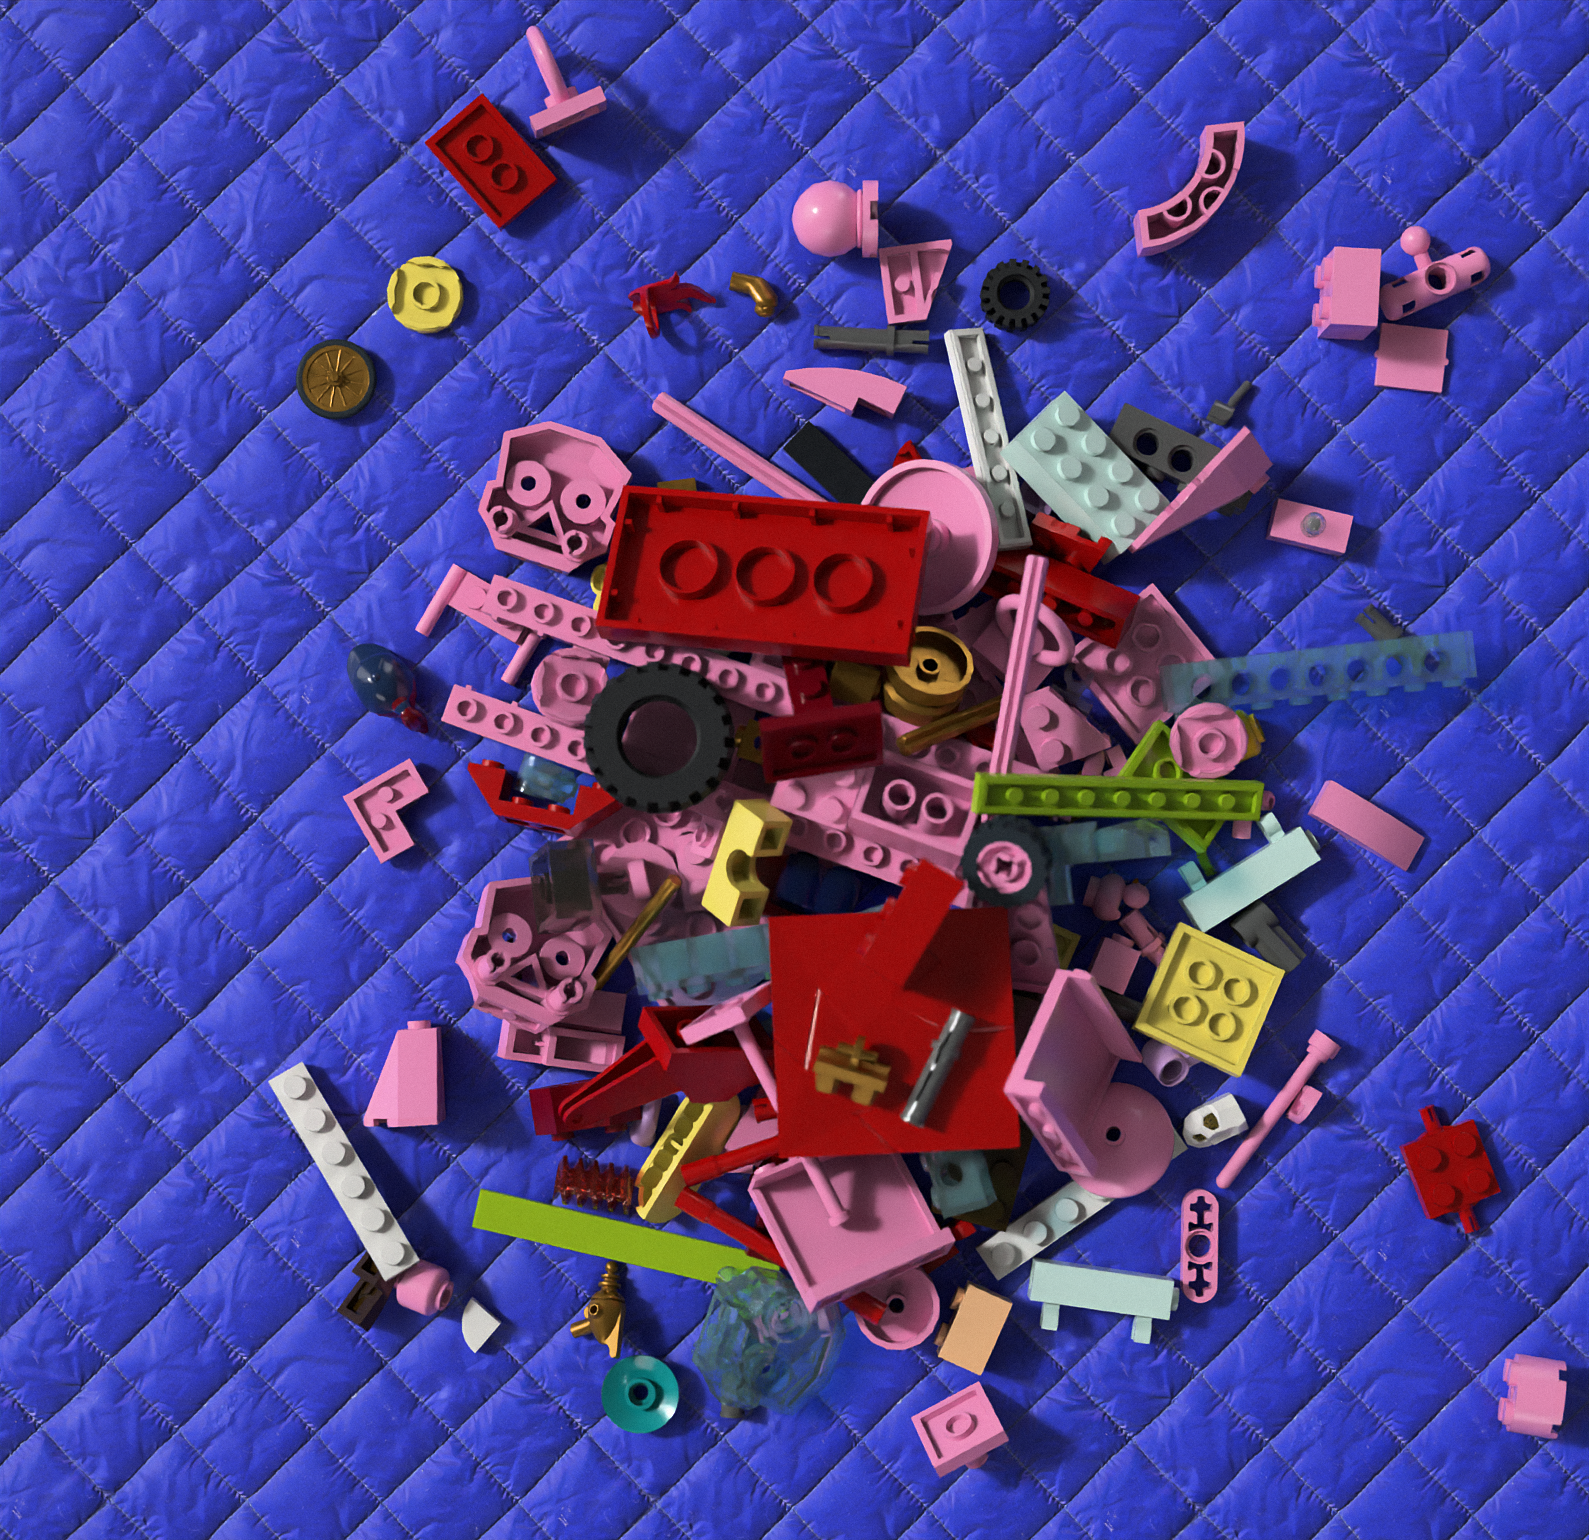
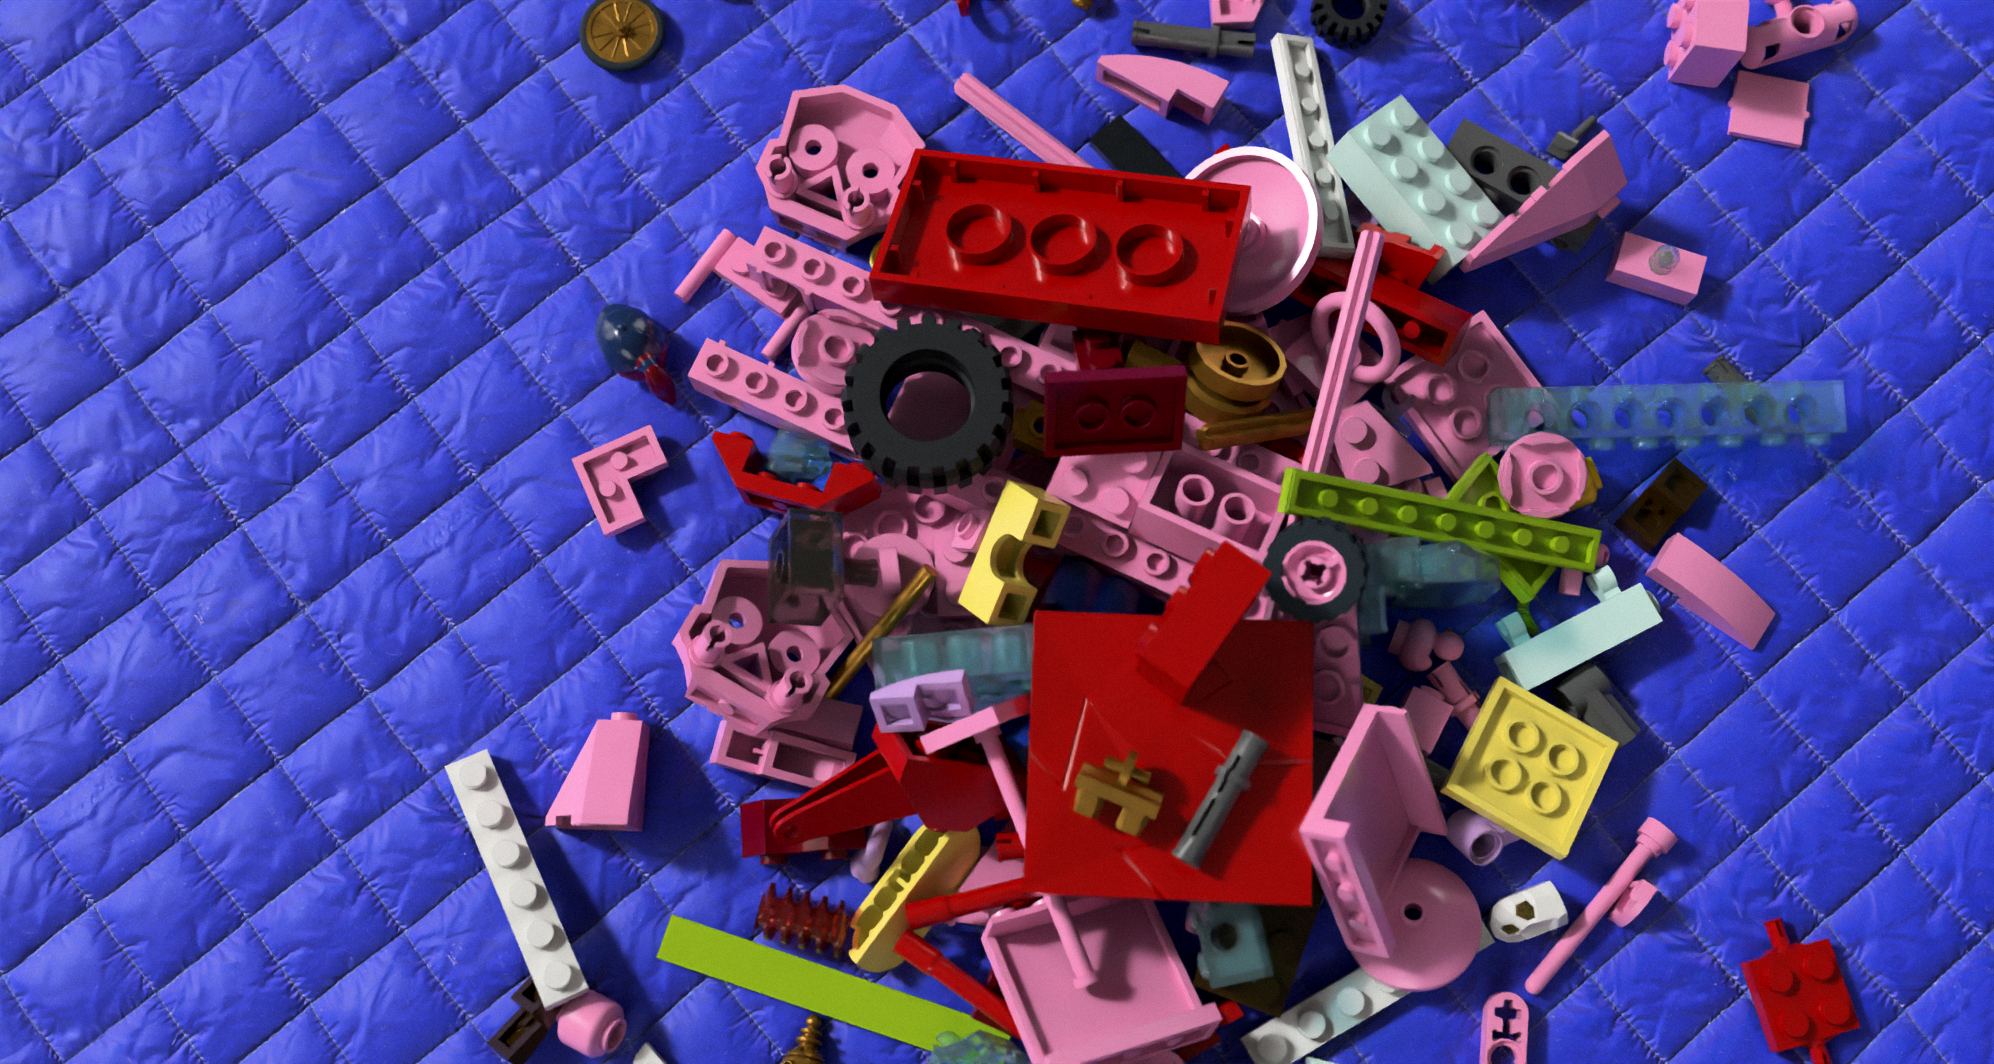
camera: 10 degrees right, 10 degrees down
(668, 1002) = (912, 701): none -> lavender slope
(1320, 748) = (1660, 505): none -> dark brown slope

